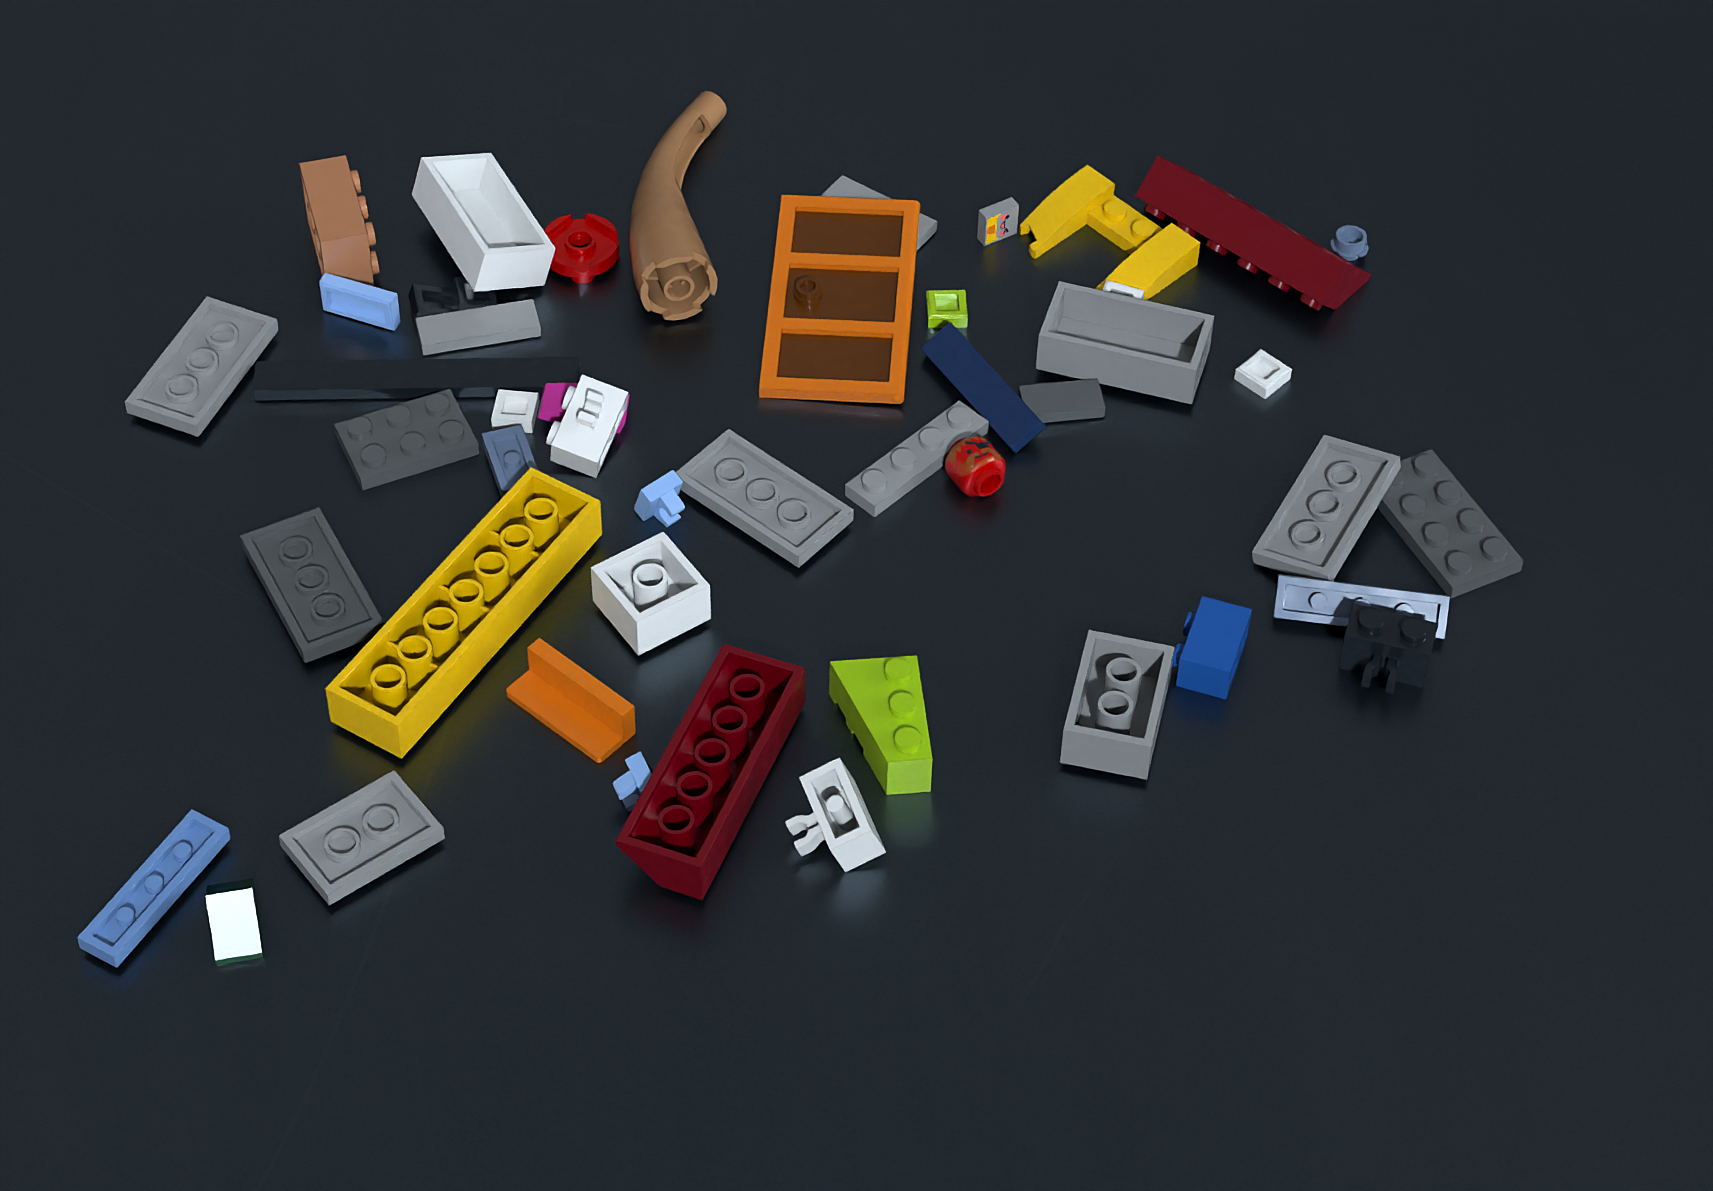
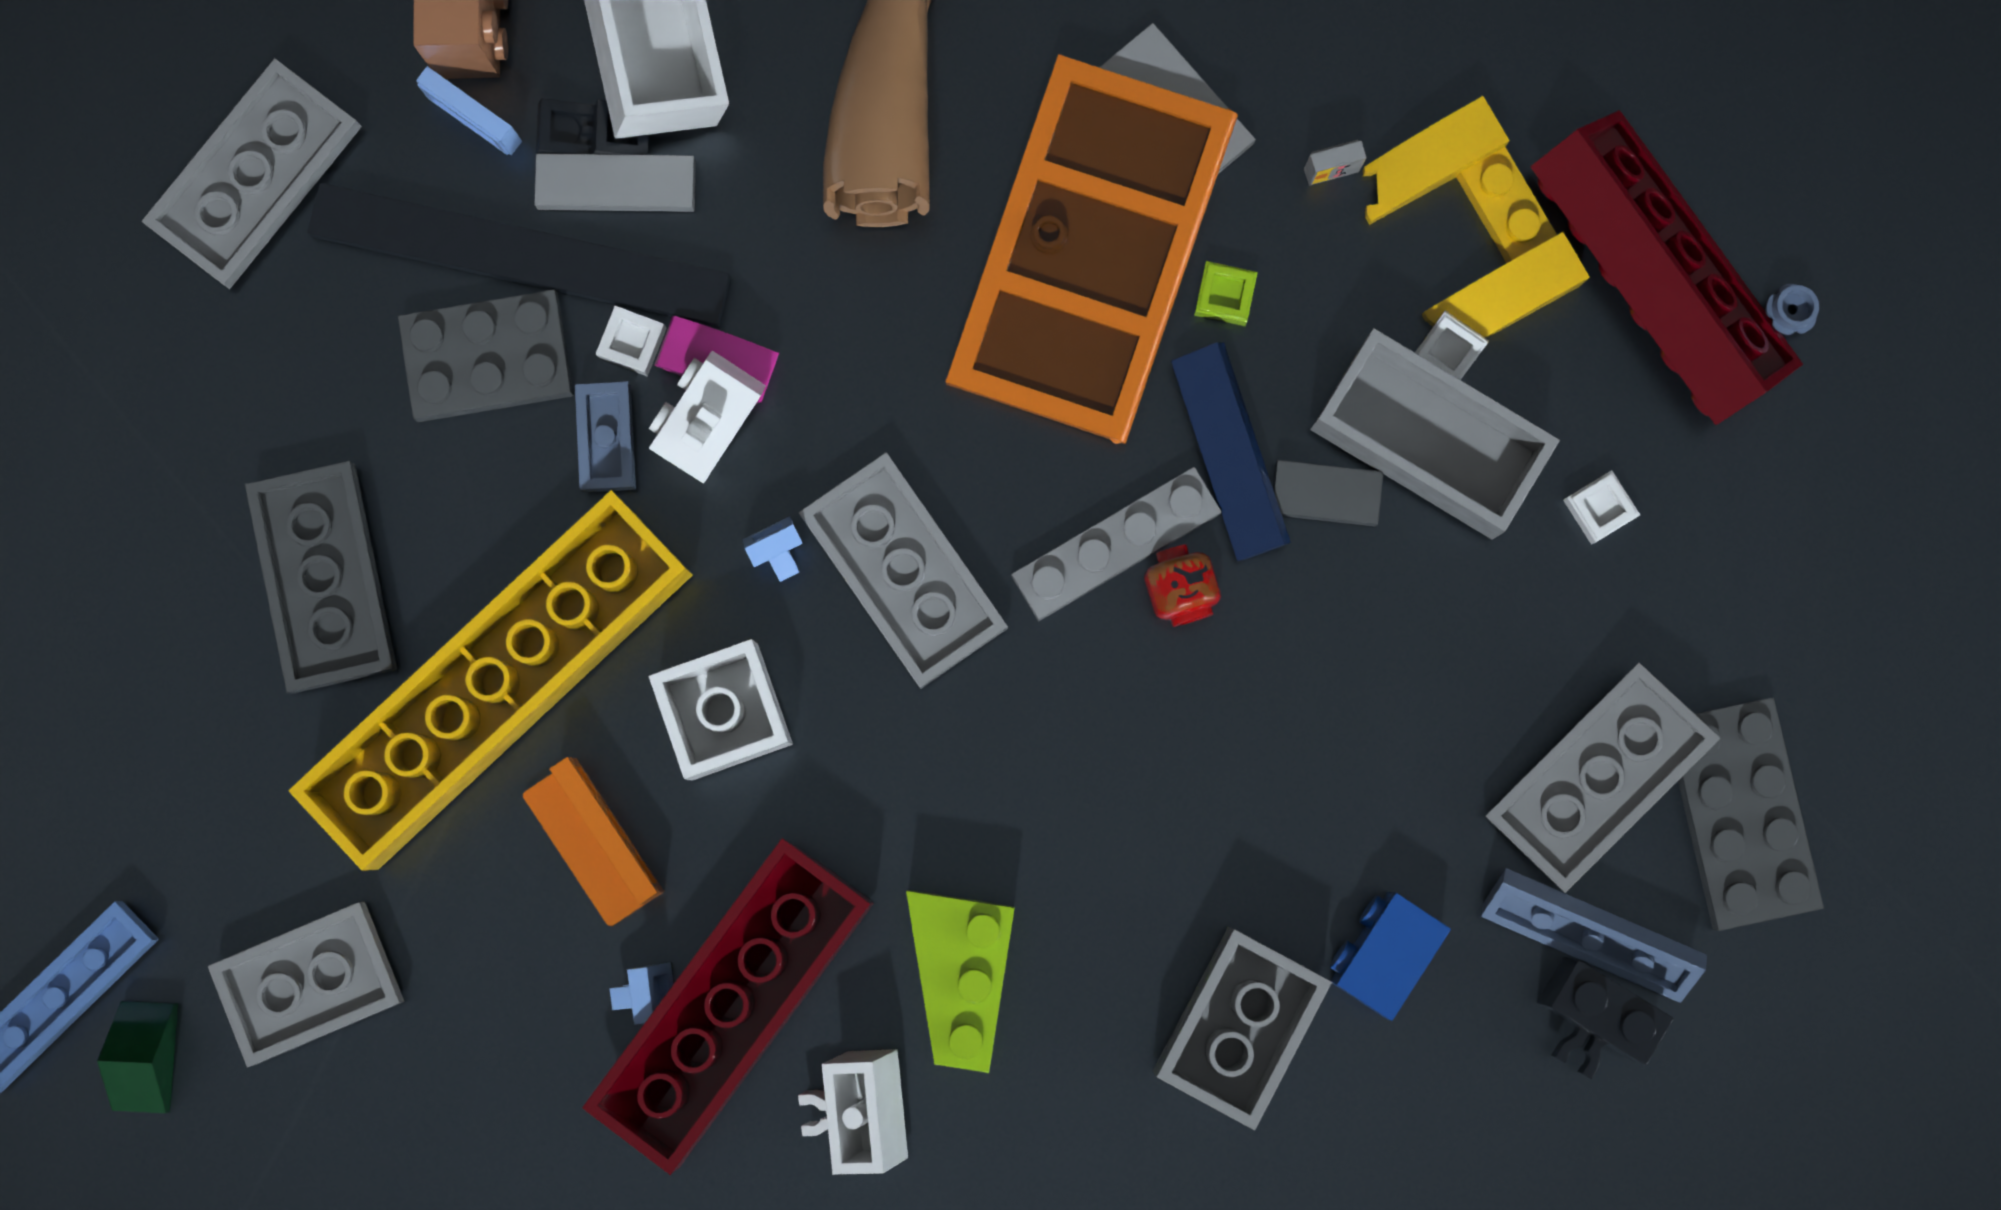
camera: 15 degrees right, 35 degrees up
(588, 261) = (782, 43): red plate -> none

